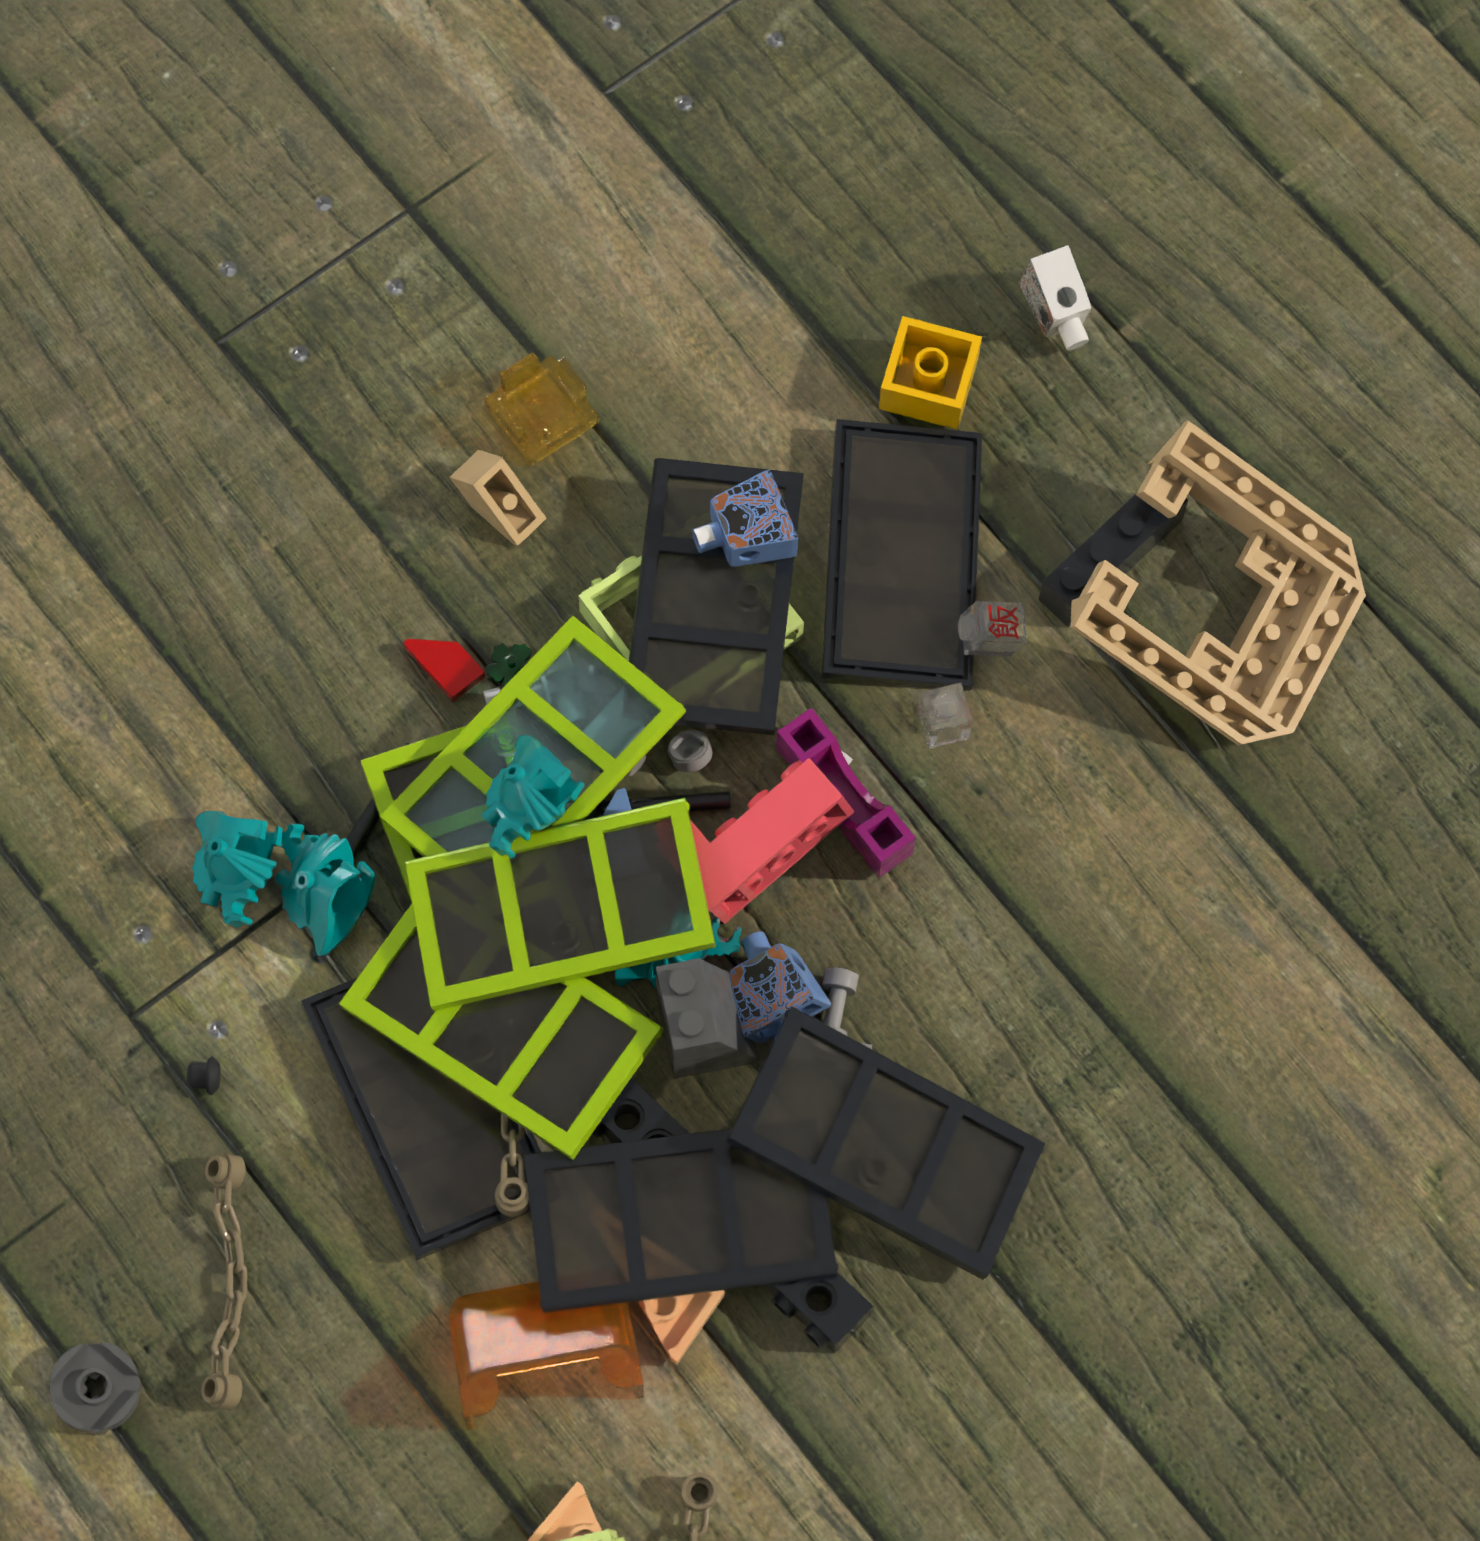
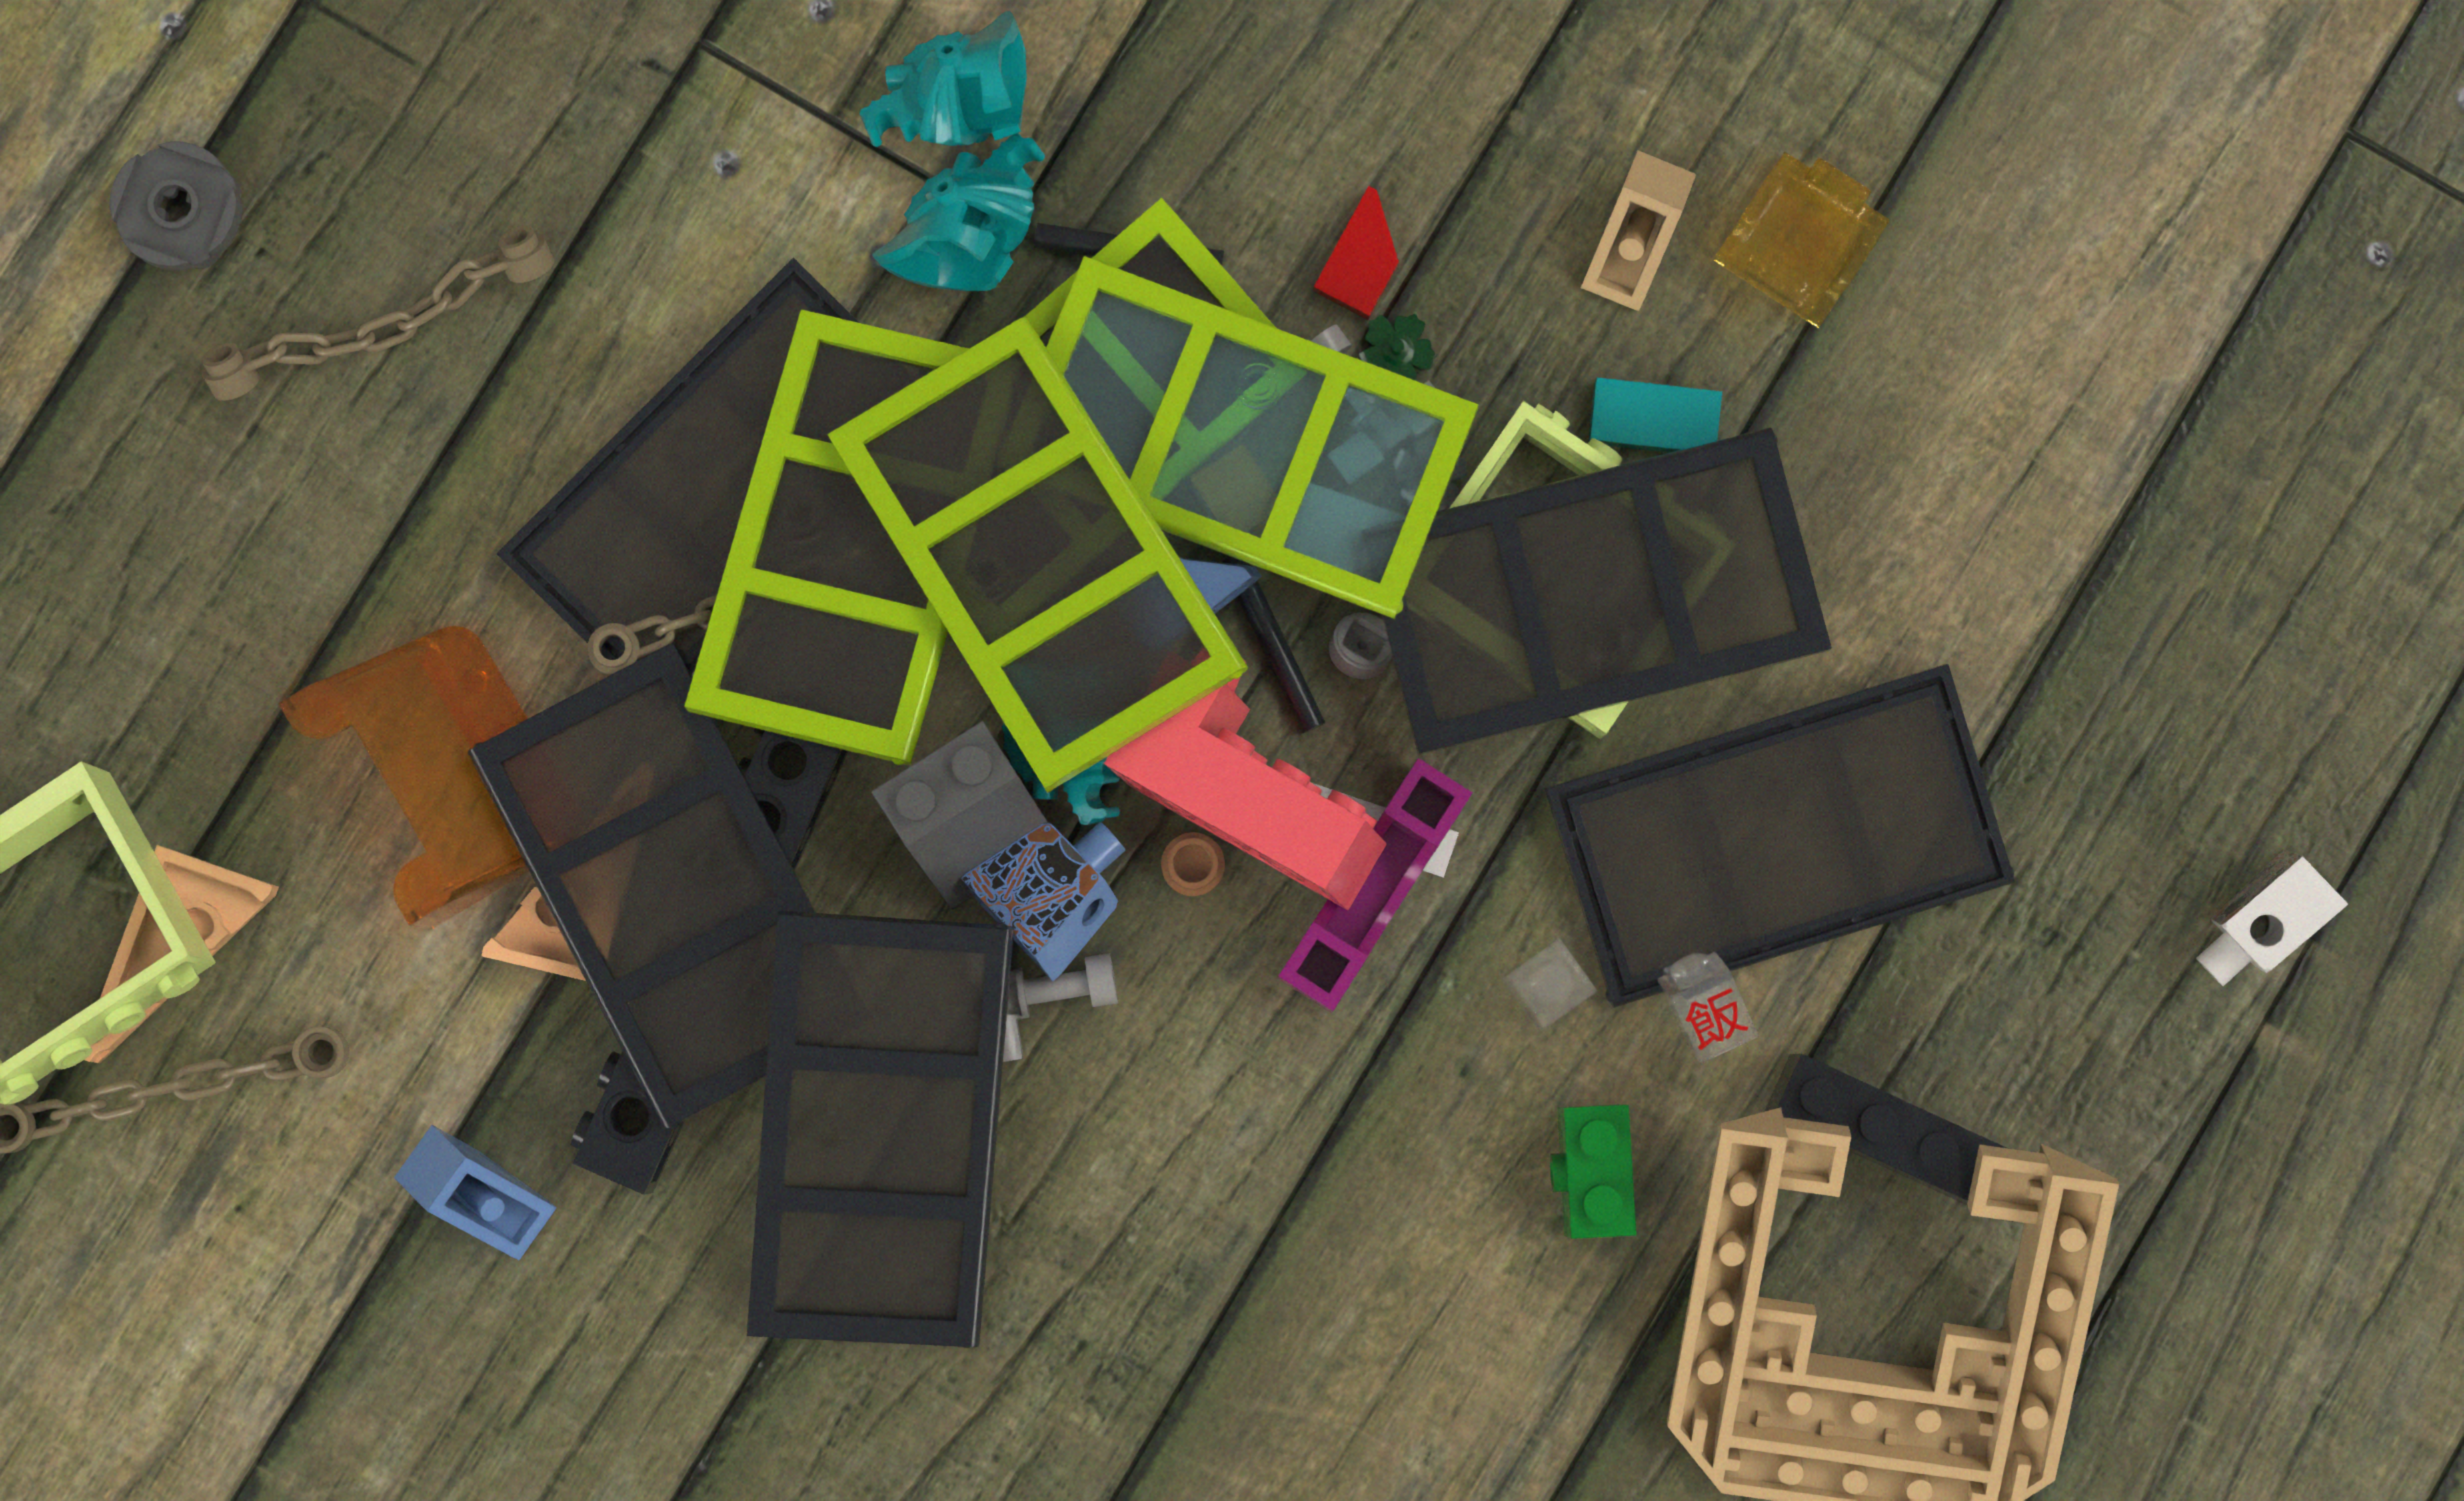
camera: 70 degrees right, 15 degrees up
(204, 1075) = (649, 173): black piece -> none
(527, 794) = (1174, 447): teal helmet -> none
(615, 532) = (1653, 415): none -> teal tile
(749, 523) = (1711, 599): torso -> none
(787, 901) = (1193, 864): none -> medium nougat plate
(829, 1422) = (474, 1193): none -> medium blue slope
(930, 372) = (2074, 772): yellow brick -> none
(1069, 729) = (1595, 1171): none -> green brick

